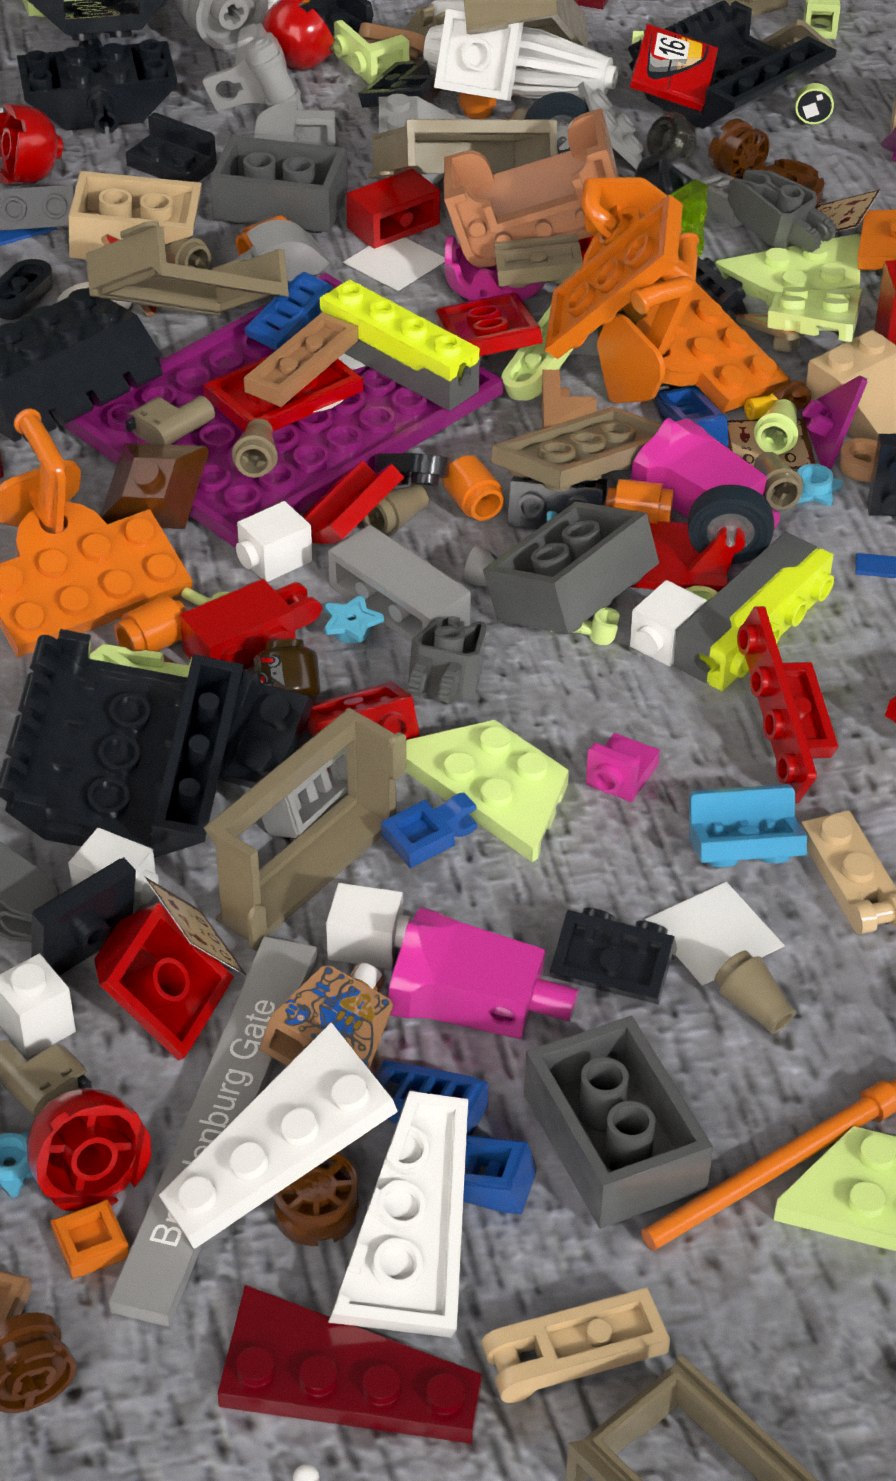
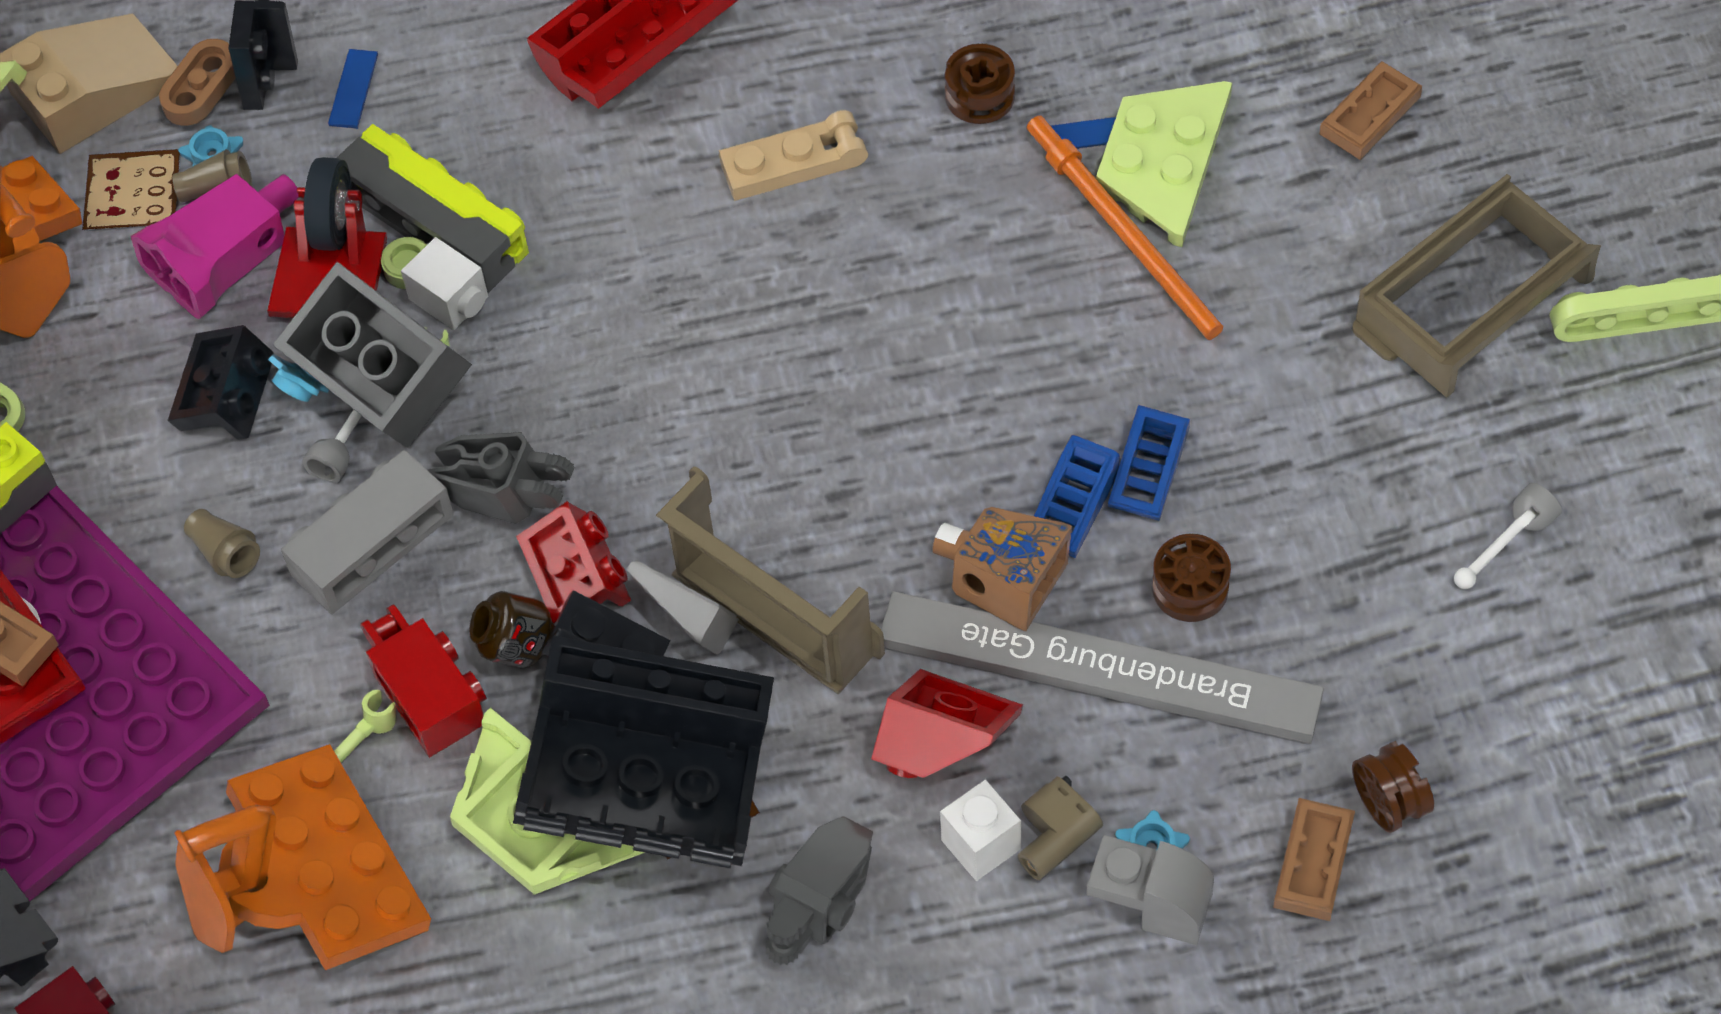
camera: 85 degrees left, 15 degrees up
(83, 916) = (888, 782): black plate -> none
(87, 1148) = (1153, 762): red cylinder -> none
(90, 1239) = (1238, 764): orange tile -> none
(105, 848) = (797, 777): white brick -> none
(151, 625) = (413, 775): orange brick -> none
(157, 480) = (161, 784): reddish brown slope -> none
(164, 424) = (57, 780): dark tan piece -> none
(195, 926) = (883, 687): tan sticker -> none
(255, 450) = (127, 672): dark tan cone -> none
(274, 541) = (274, 659): white brick -> none
(286, 1131) = (1147, 577): white wing -> none
(314, 1370) = (1362, 567): dark red wing -> none
(349, 501) = (233, 579): red slope -> none
(351, 621) = (409, 595): medium azure plate -> none
(365, 925) = (869, 546): white brick -> none
(410, 1239) = (1239, 492): white wing -> none
(422, 468) = (155, 529): black plate -> none
(426, 832) = (737, 503): blue plate -> none
(473, 978) = (935, 457): dark pink piece -> none
(474, 488) = (197, 462): orange brick -> none
(500, 773) = (652, 442): yellowish green wing -> none
(558, 405) = (80, 382): medium nougat slope -> none
(575, 1343) = (1328, 381): tan plate -> none
(576, 448) = (161, 341): dark tan plate -> none
(613, 954) = (904, 342): black bracket -> none
(617, 1121) = (1112, 337): dark grey brick -> none
(621, 766) = (646, 335): dark pink bracket -> none
(642, 497) = (245, 298): orange brick -> none
(694, 405) = (100, 234): blue slope -> none
(714, 929) = (859, 273): white sticker -> none
(745, 825) = (746, 231): dark azure bracket -> none
(752, 989) = (945, 237): dark tan cone -> none
(777, 428) = (124, 169): yellowish green cone -> none
(790, 704) = (593, 182): red bracket -> none
(792, 390) = (70, 170): arm -> none
(830, 418) = (125, 117): magenta piece -> none

